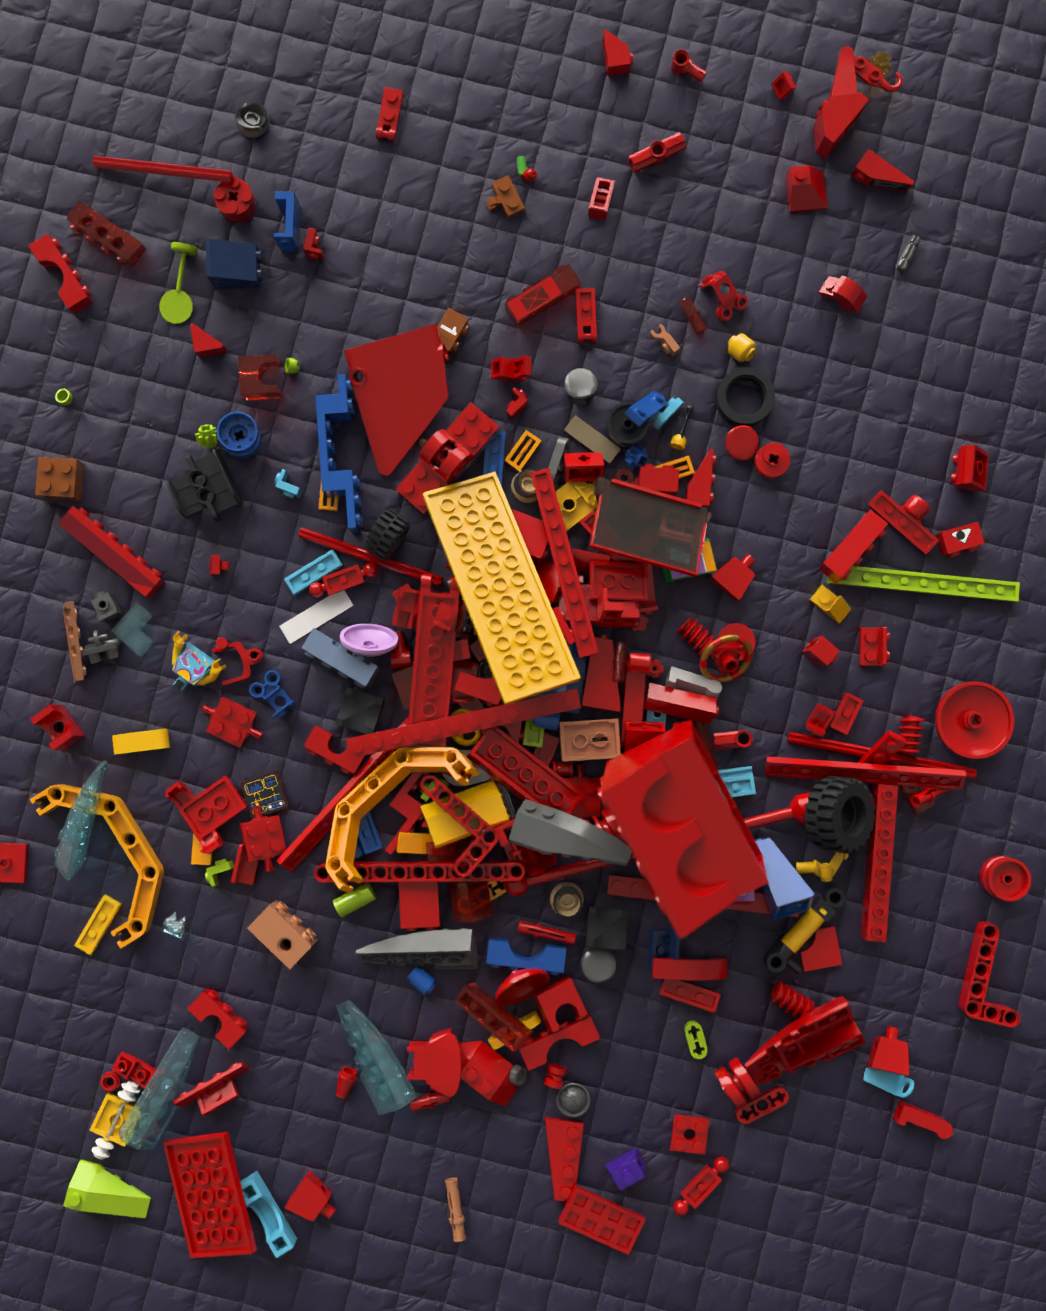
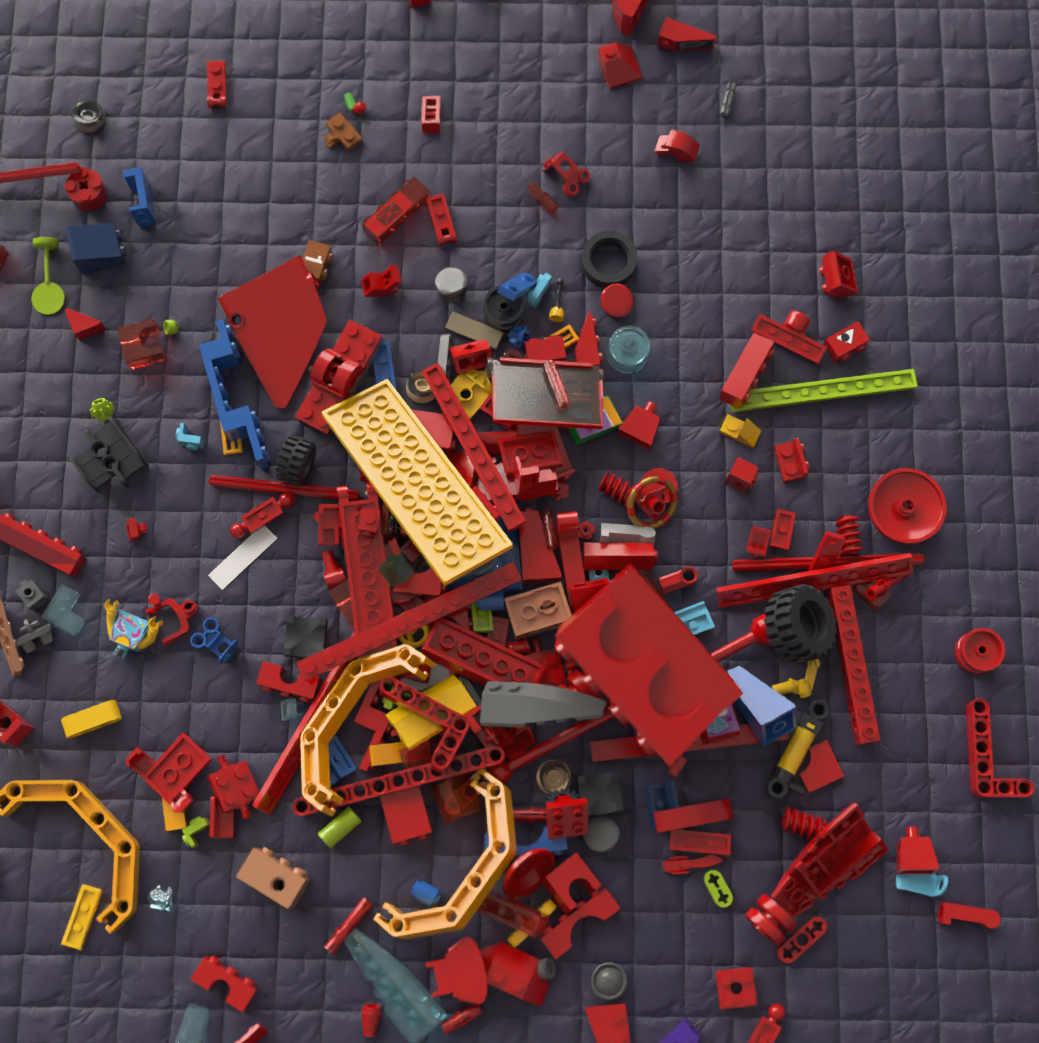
camera: 10 degrees left, 10 degrees down
(79, 824) = (44, 813): clear light blue wedge -> none
(231, 722) = (179, 679): red plate -> none
(235, 425) = (126, 393): blue wheel -> none
(265, 791) = (228, 740): black tile -> none
(311, 244) = (167, 214): red bracket -> none
(313, 572) = (230, 515): medium azure tile -> none
(329, 777) = (288, 709): none -> clear light blue tile
(336, 997) = (348, 926): none -> red pin
(337, 656) = (276, 590): sand blue wedge -> none
(368, 639) = (299, 565): lavender dish -> none
(441, 948) = (434, 856): wedge -> none
(461, 670) = (395, 569): none -> panel
(485, 977) = (488, 869): none -> light orange piece
(514, 464) = (404, 370): light orange tile -> none
(517, 406) = (395, 315): red bracket -> none
(555, 1075) = (584, 960): red wheel -> none
(570, 940) = (566, 814): none -> red plate
(661, 519) = (556, 383): none -> clear red axle
(667, 147) = (466, 69): red piece -> none
(667, 1009) = (682, 864): none -> red piece
(668, 345) = (525, 228): nougat plate -> none
(741, 348) = (595, 216): yellow head -> none
(749, 488) = (628, 349): none -> clear light blue wheel
(776, 468) = (649, 302): red piece -> none

